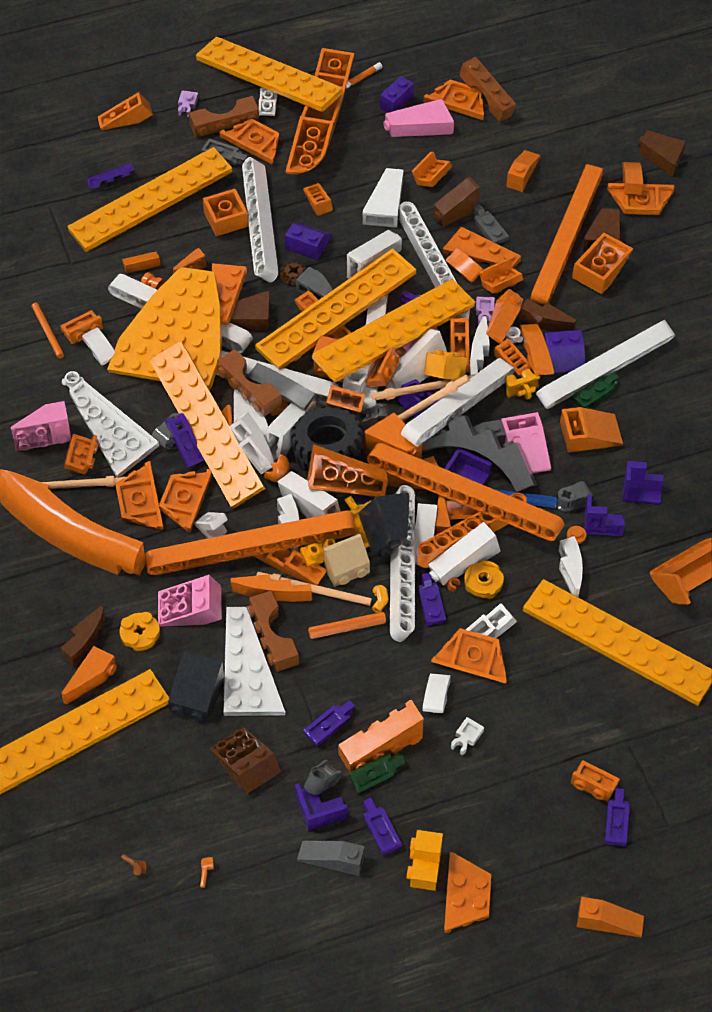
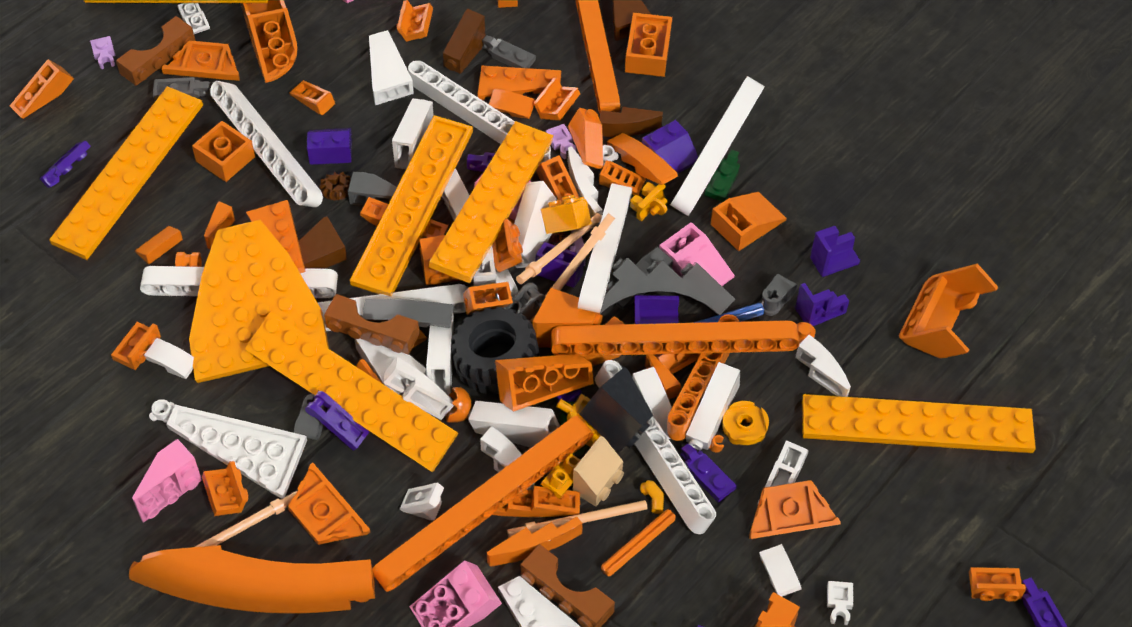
camera: 30 degrees left, 0 degrees up
(52, 339) = (96, 366): orange bar -> none
(184, 497) = (373, 485): orange wing -> none

